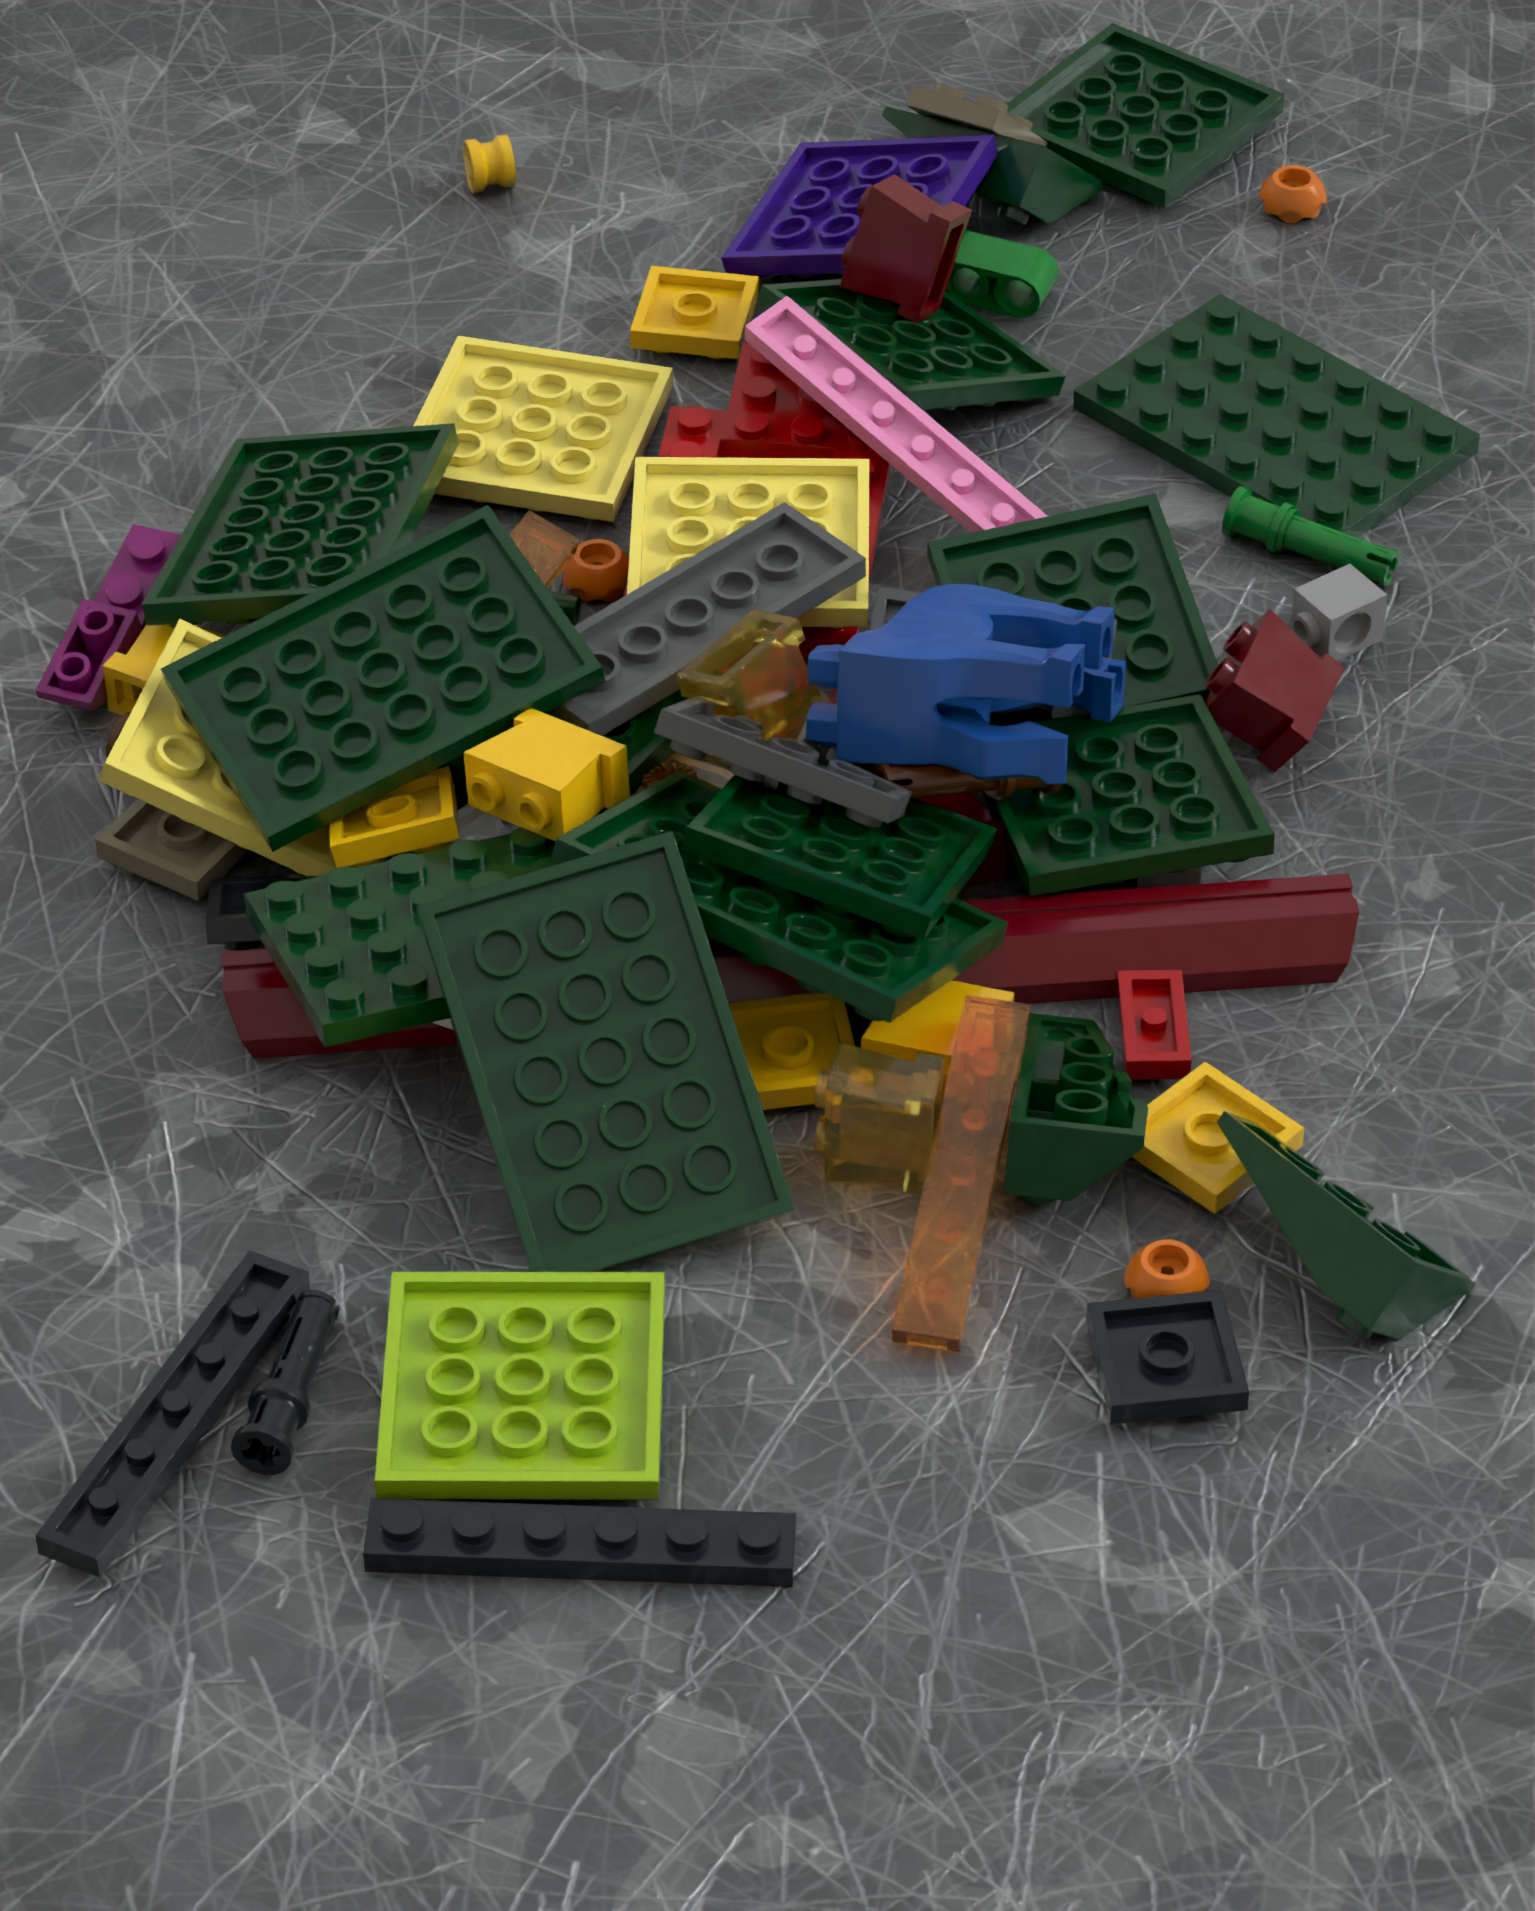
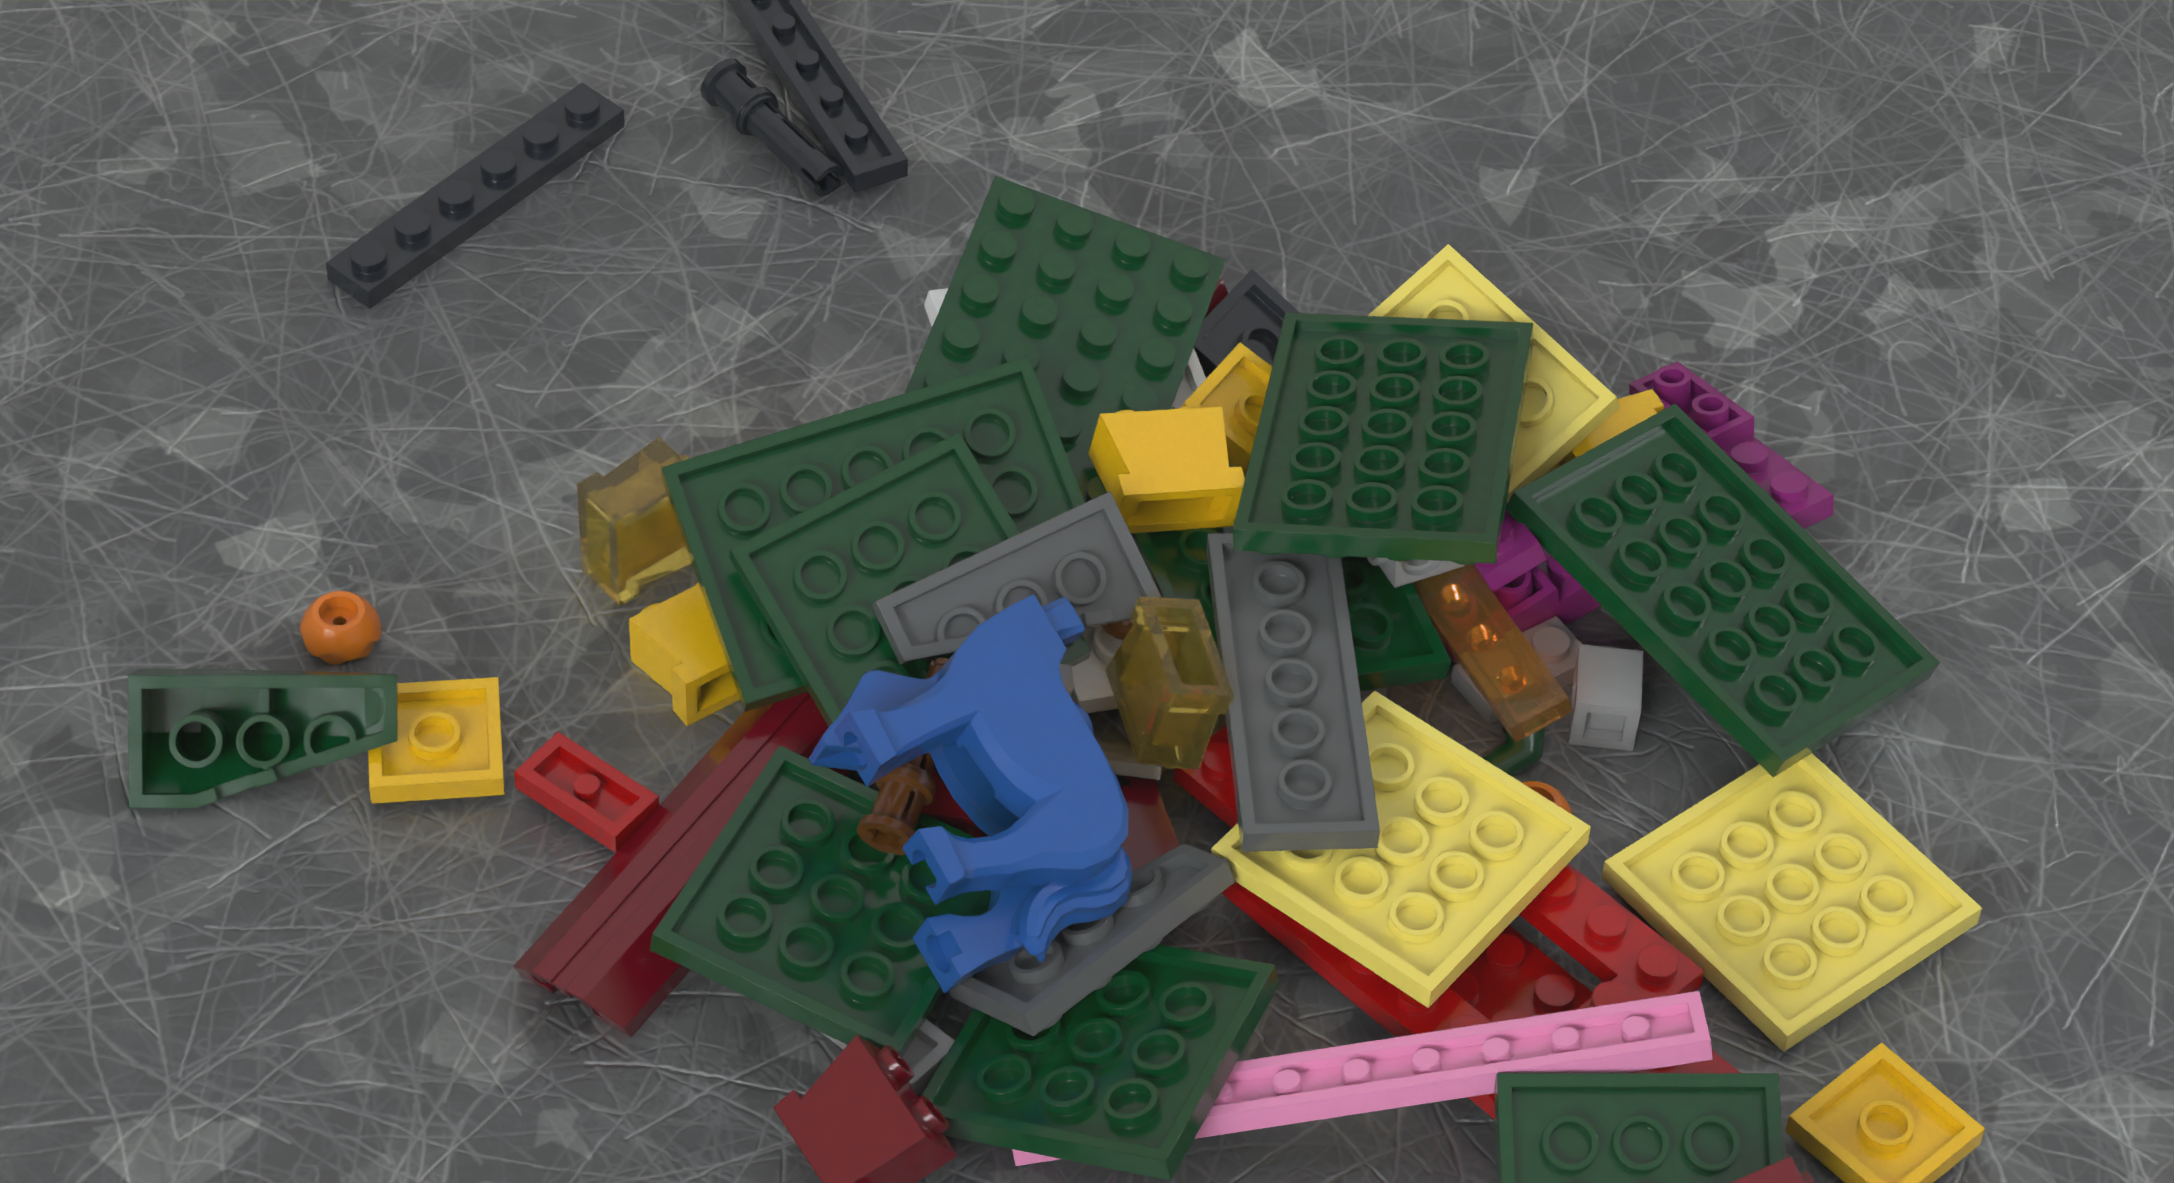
camera: 125 degrees right, 5 degrees up
(522, 1386) = (637, 233): lime plate -> none
(605, 1059) = (826, 335): dark green plate -> none
(961, 1174) = (552, 548): clear orange tile -> none
(1069, 1112) = (546, 653): dark green wedge -> none
(1166, 1357) = (265, 565): black plate -> none

